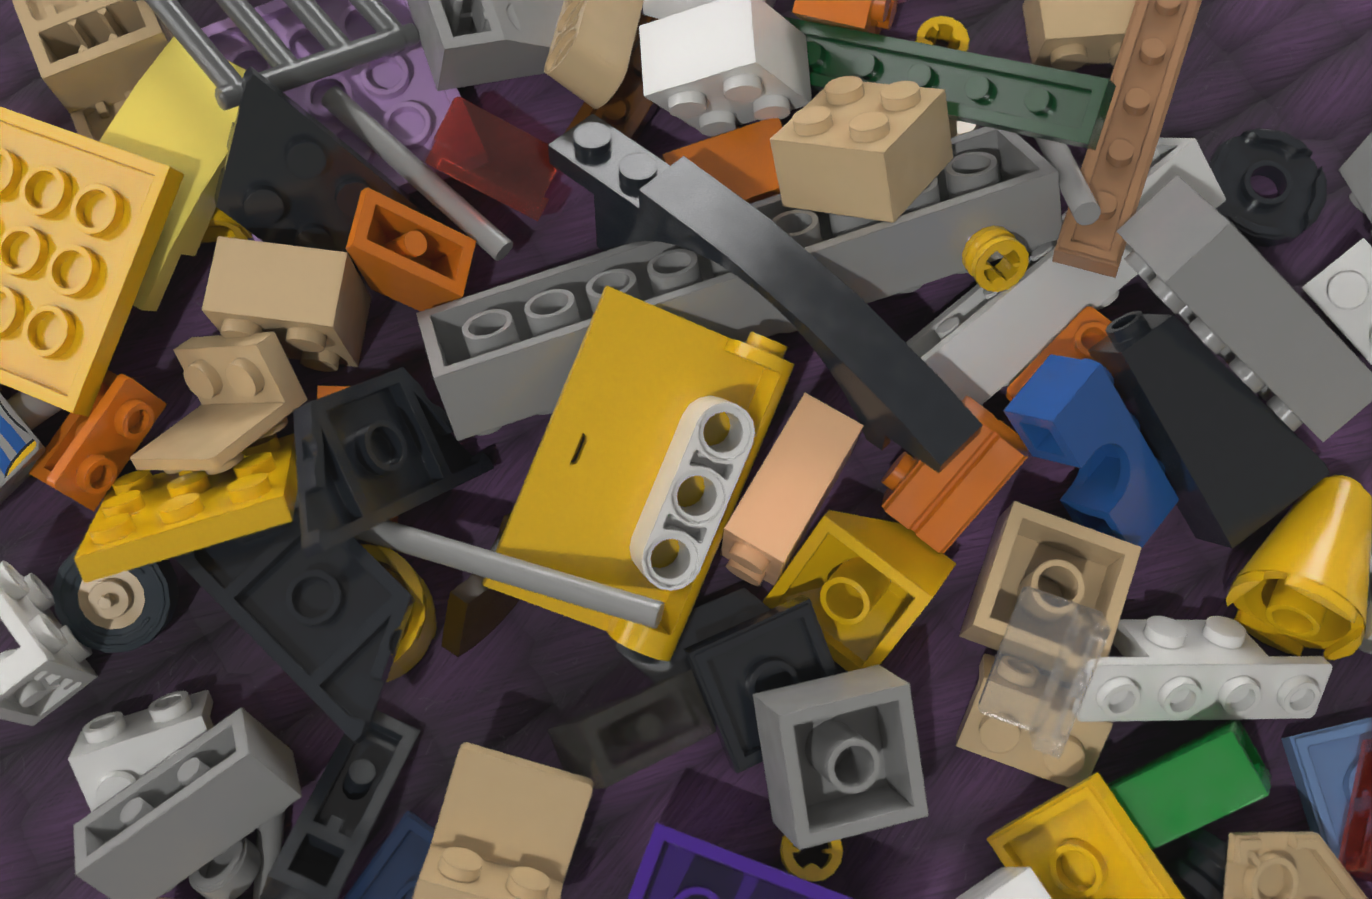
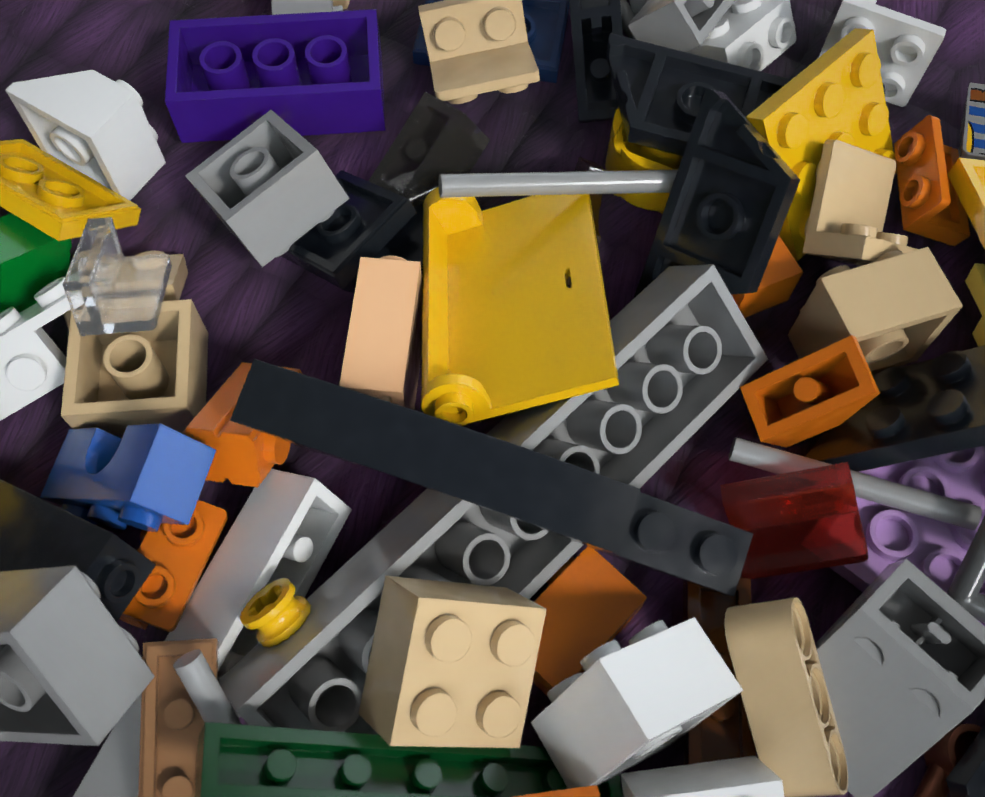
camera: 155 degrees right, 10 degrees down
(695, 524) = (461, 291): white beam -> none
(863, 583) = (286, 321): yellow slope -> none

